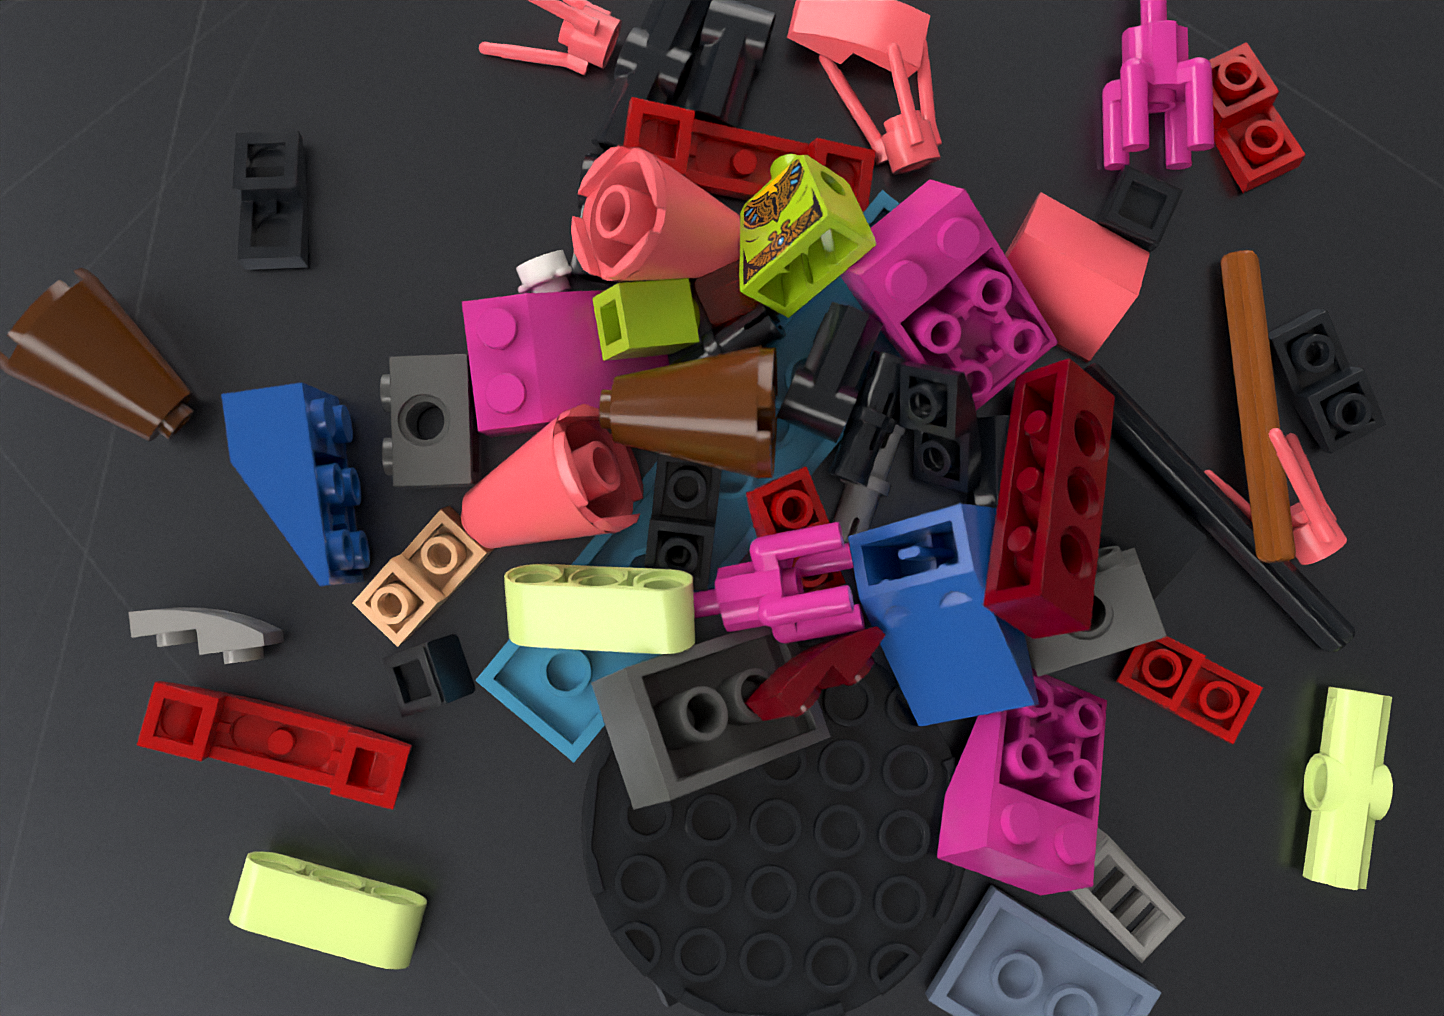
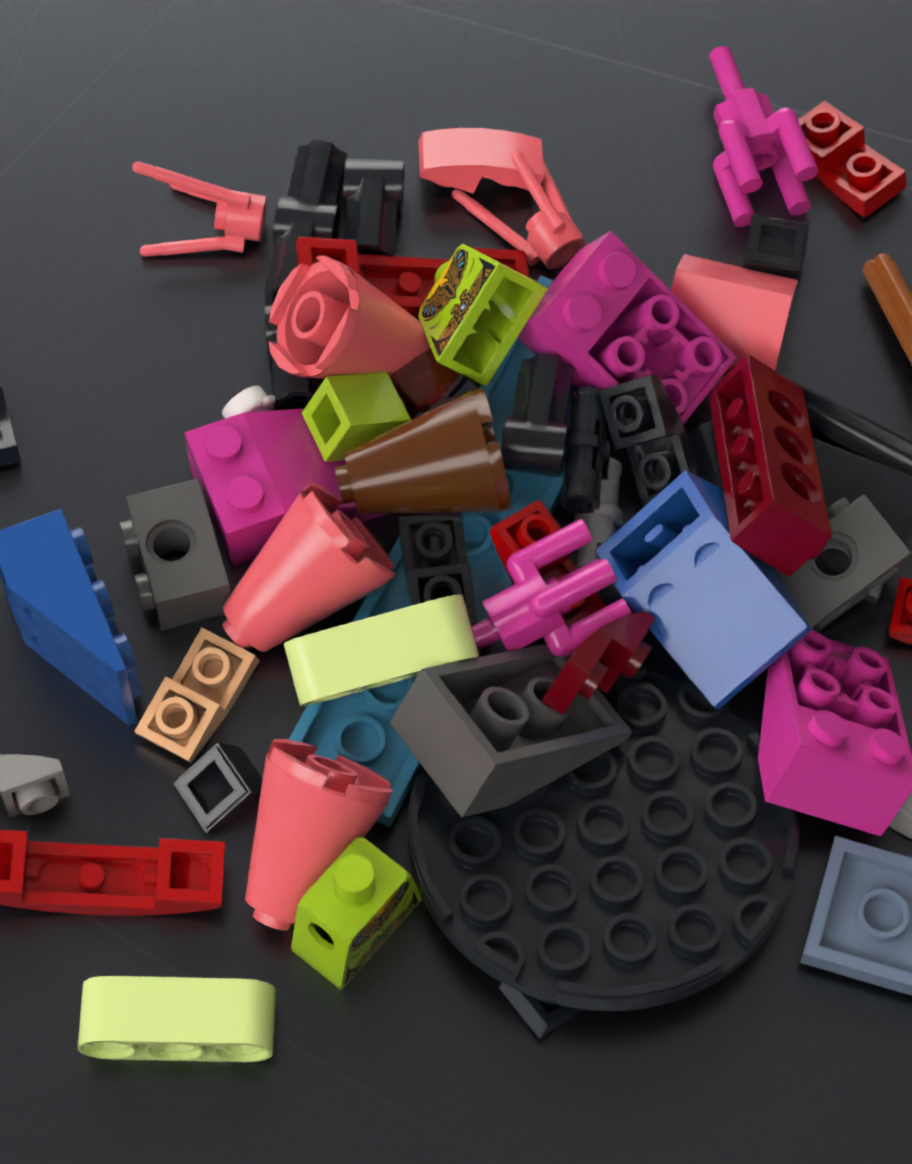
camera: 15 degrees left, 25 degrees down
(492, 762) = (304, 823): none -> coral cone
(519, 851) = (359, 907): none -> lime torso

